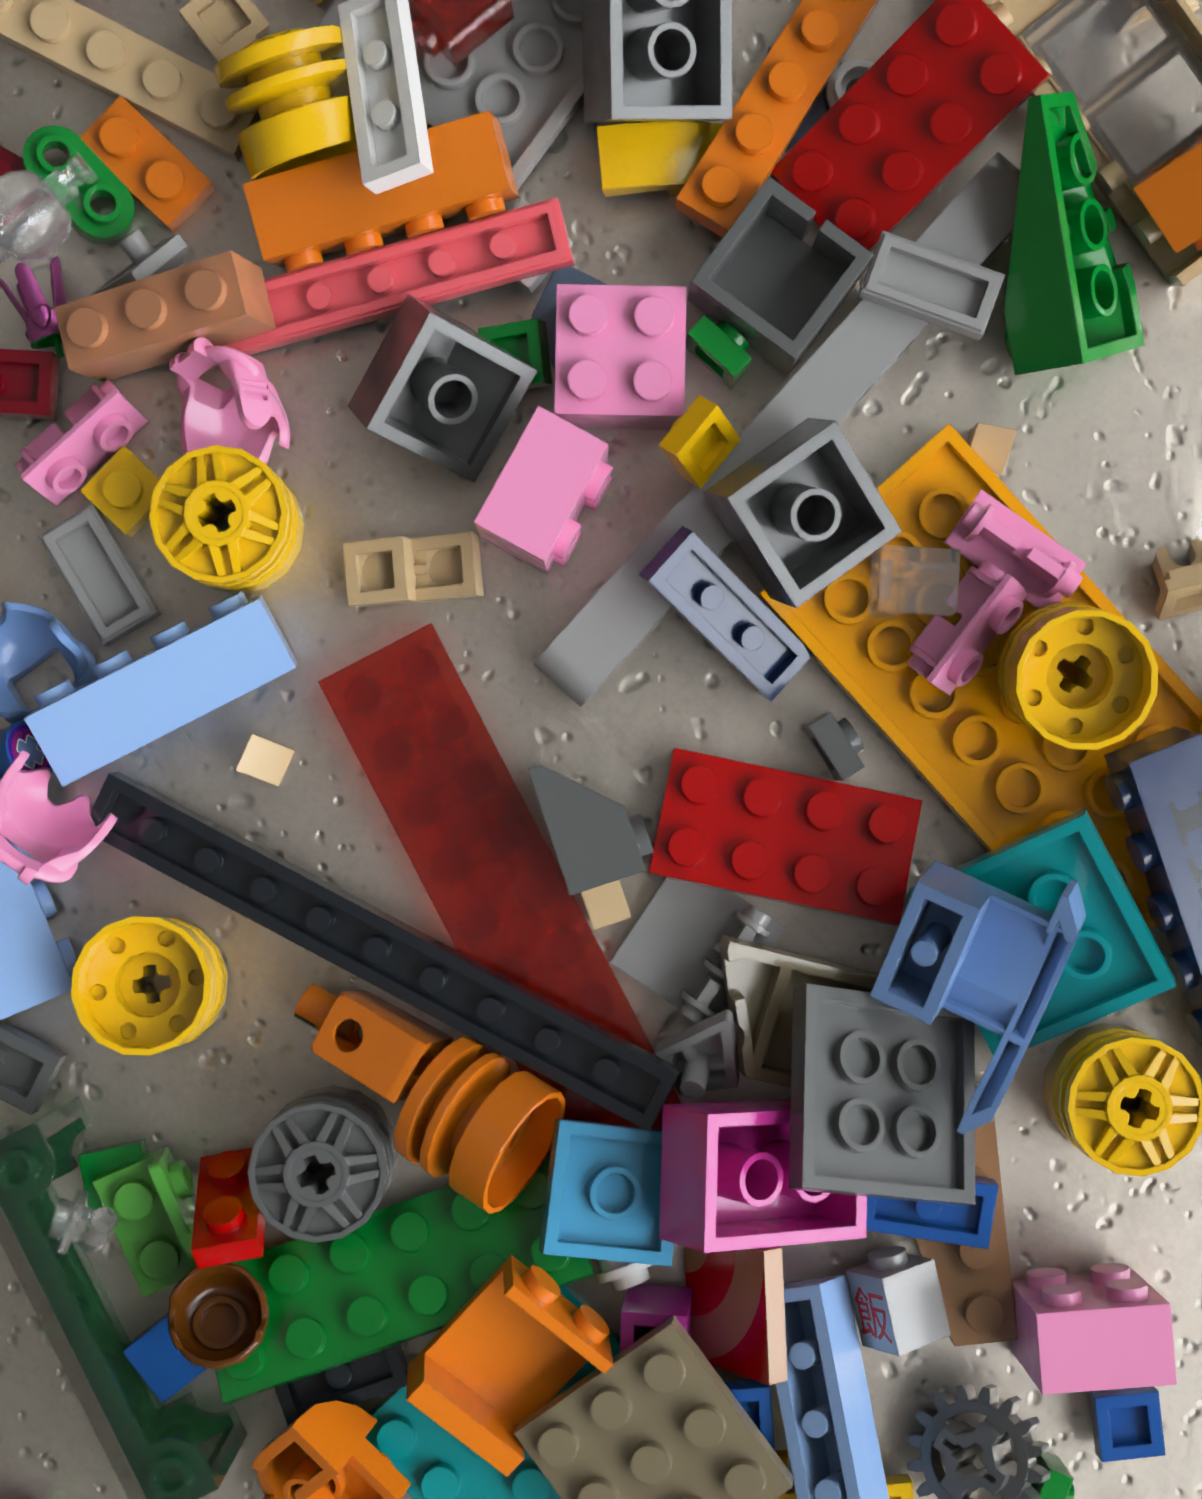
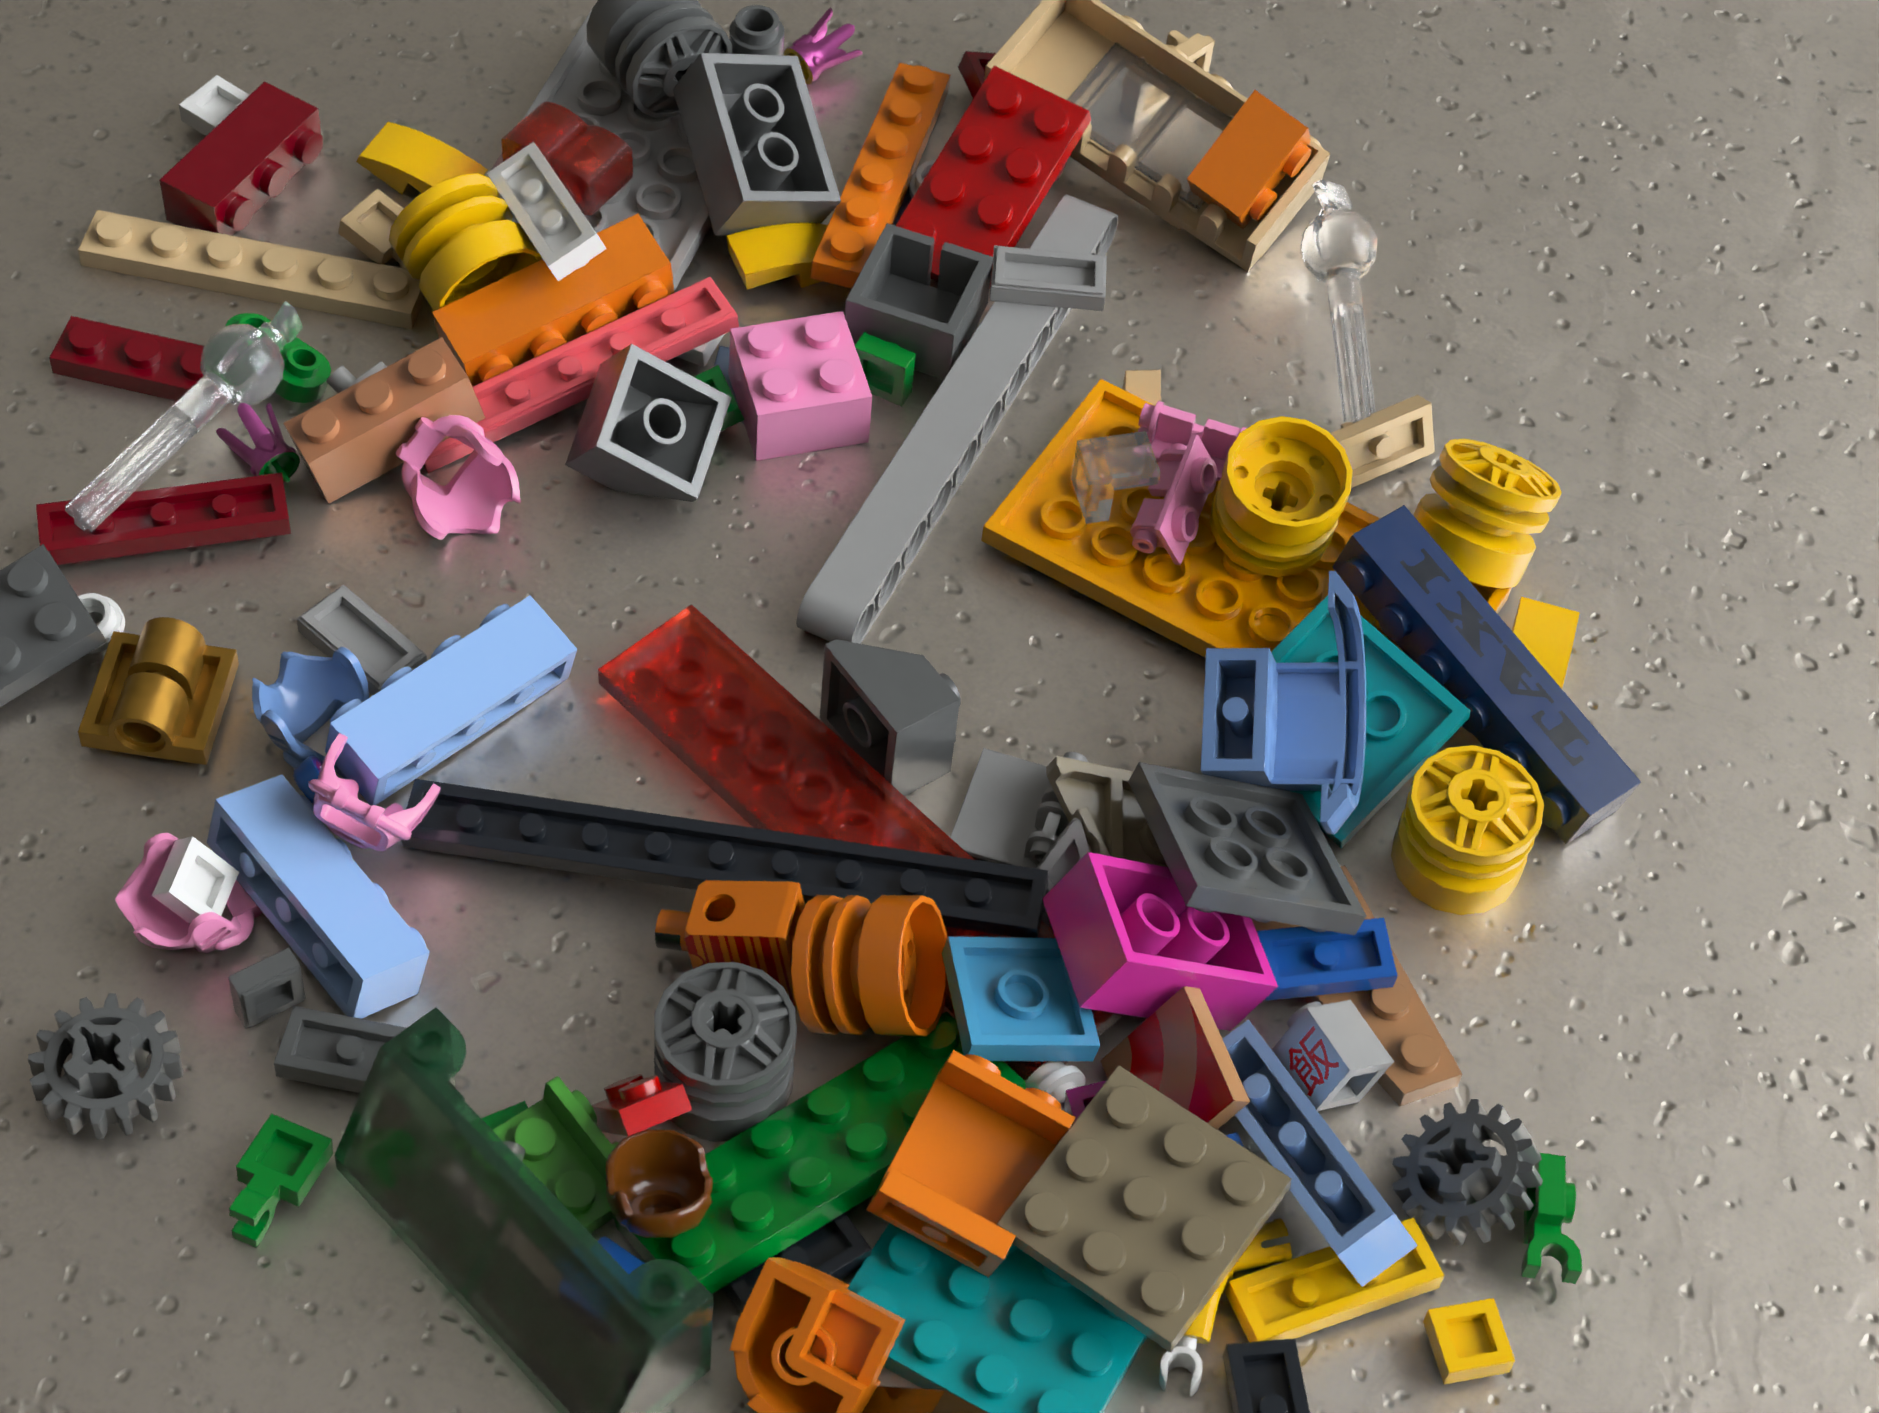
camera: 20 degrees left, 35 degrees down
(62, 461) = (324, 542): bright pink hinge -> none
(112, 991) = (506, 930): yellow wheel -> none
(123, 491) = (374, 572): yellow plate -> none
(148, 164) = (342, 337): orange plate -> none
(262, 531) = (479, 549): yellow wheel -> none
(265, 759) = (561, 753): tan piece -> none
(413, 569) = (649, 586): tan slope -> none
(544, 491) = (767, 478): bright pink brick -> none
(606, 904) = (928, 788): tan piece -> none
(699, 441) = (892, 409): yellow plate -> none
(726, 613) = (960, 534): plate -> none
(785, 837) = (1080, 704): red plate -> none
(803, 511) = (999, 431): dark grey brick -> none
(836, 745) = (1092, 627): dark grey plate -> none
(1063, 283) = (1154, 270): green wedge -> none
(1092, 1330) = (1524, 1018): bright pink brick -> none
(1127, 1423) = (1598, 1121): blue plate -> none

